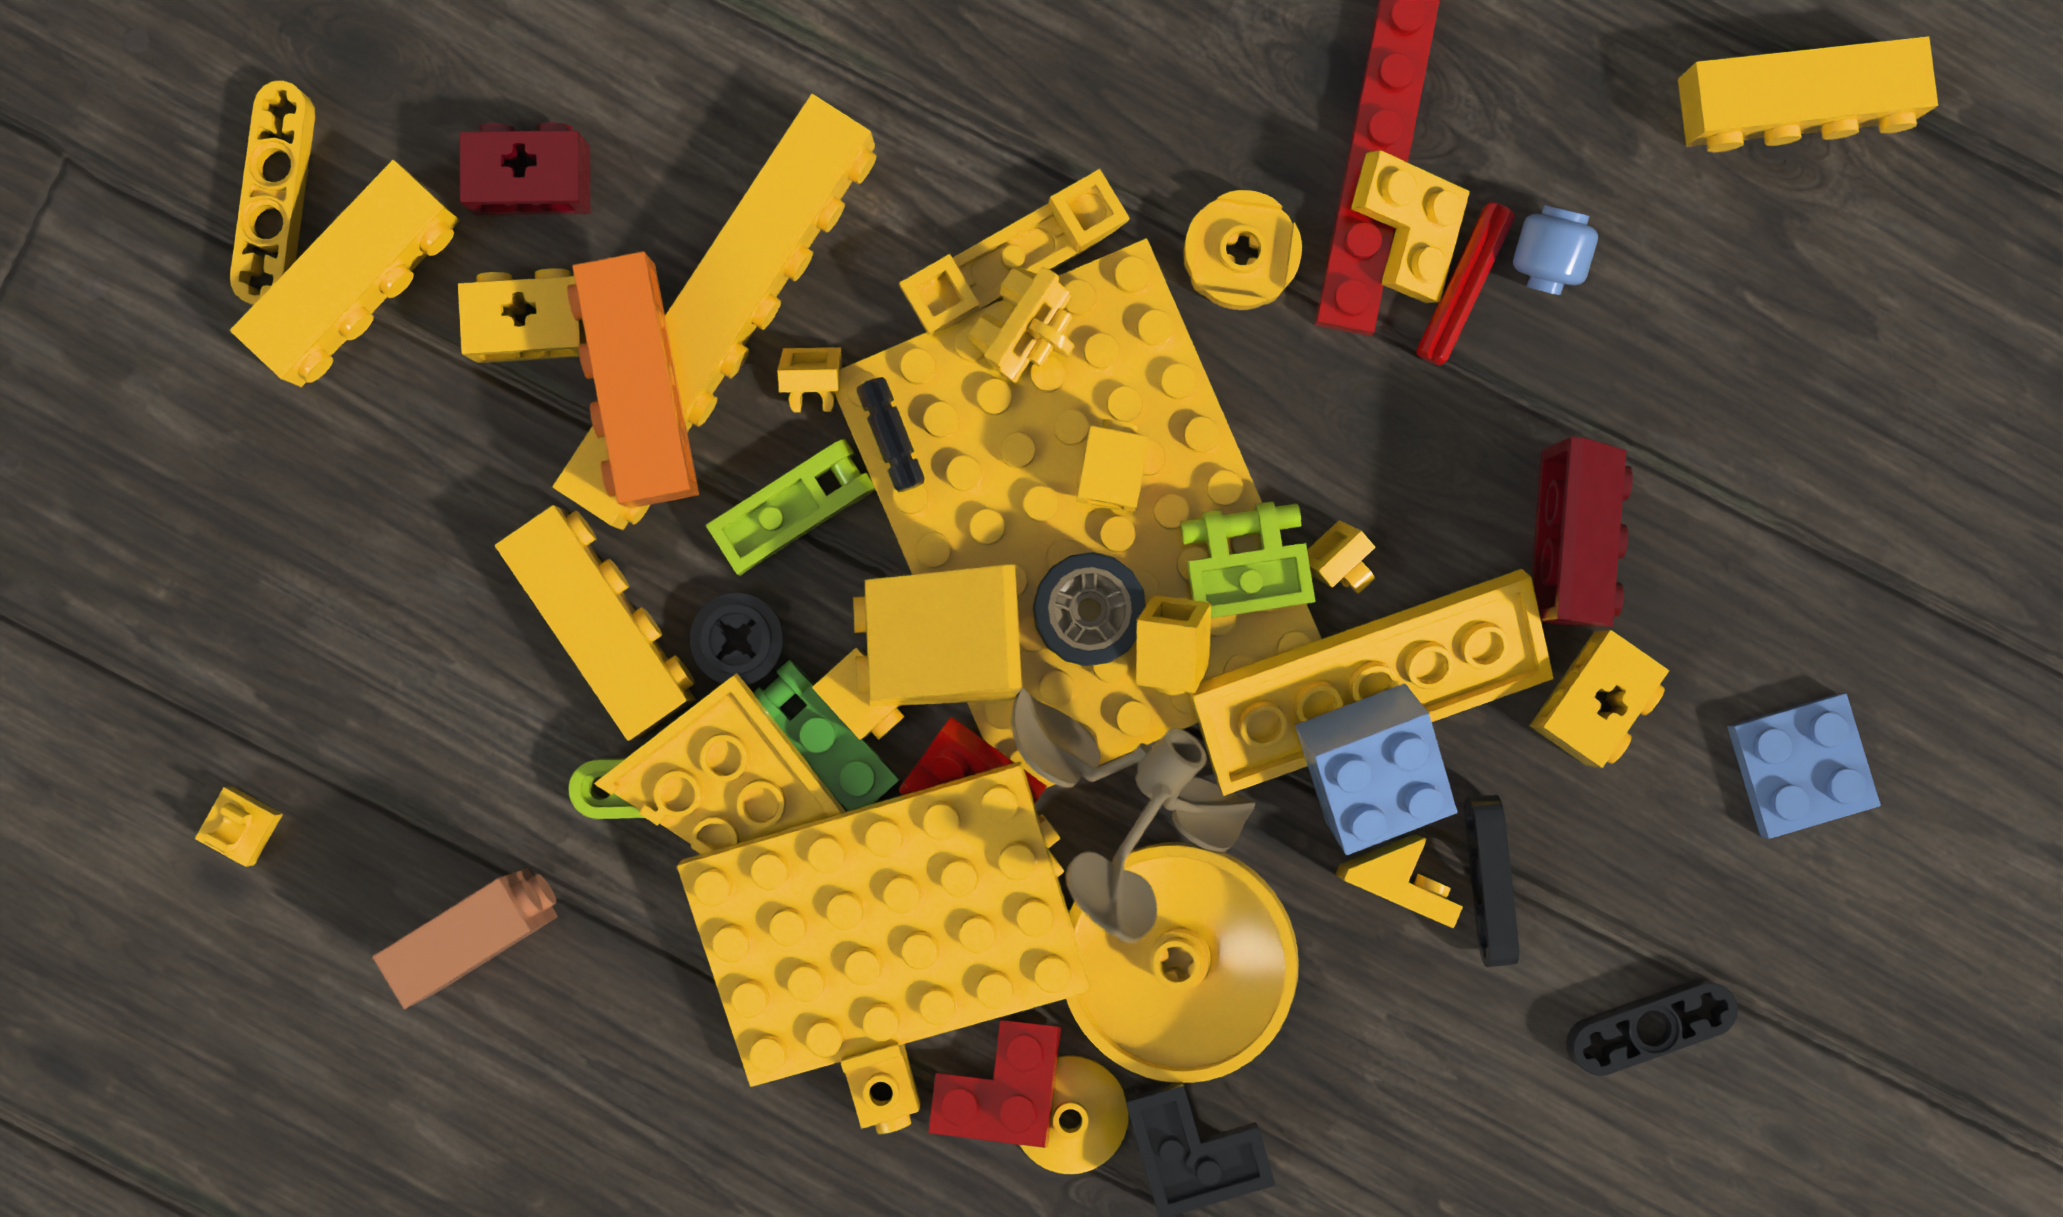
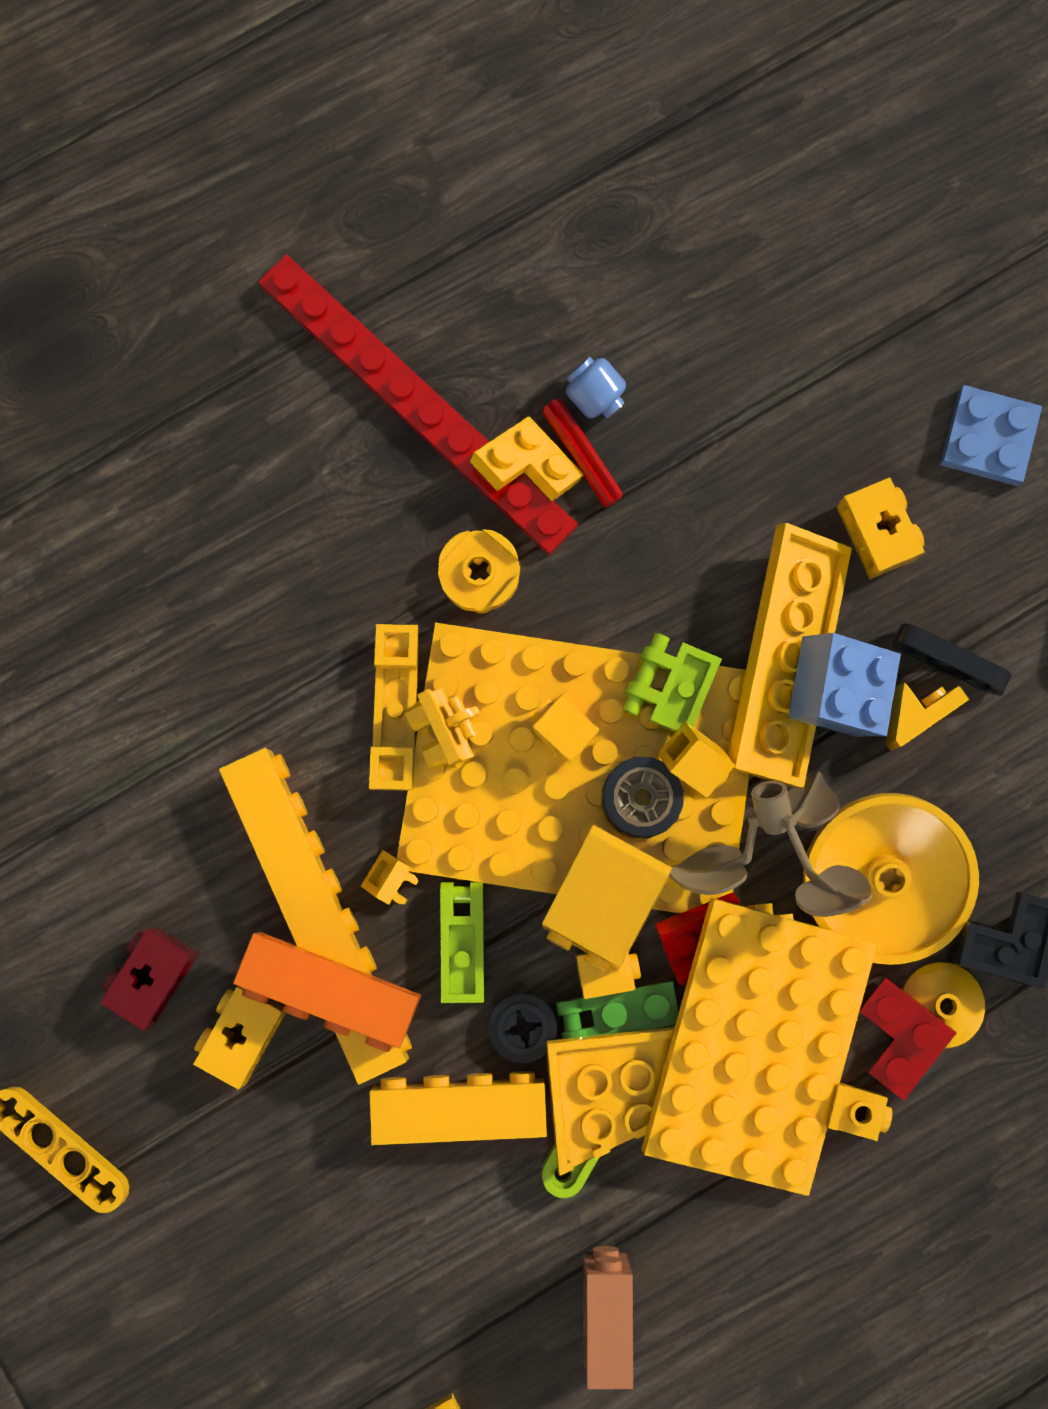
camera: 55 degrees left, 5 degrees down
(346, 276) = (141, 1134): yellow brick -> none
(890, 434) = (458, 852): black axle -> none
(1339, 557) = (700, 627): yellow tile -> none
(1580, 533) = (775, 478): dark red slope -> none
(1807, 93) = (595, 189): yellow brick -> none

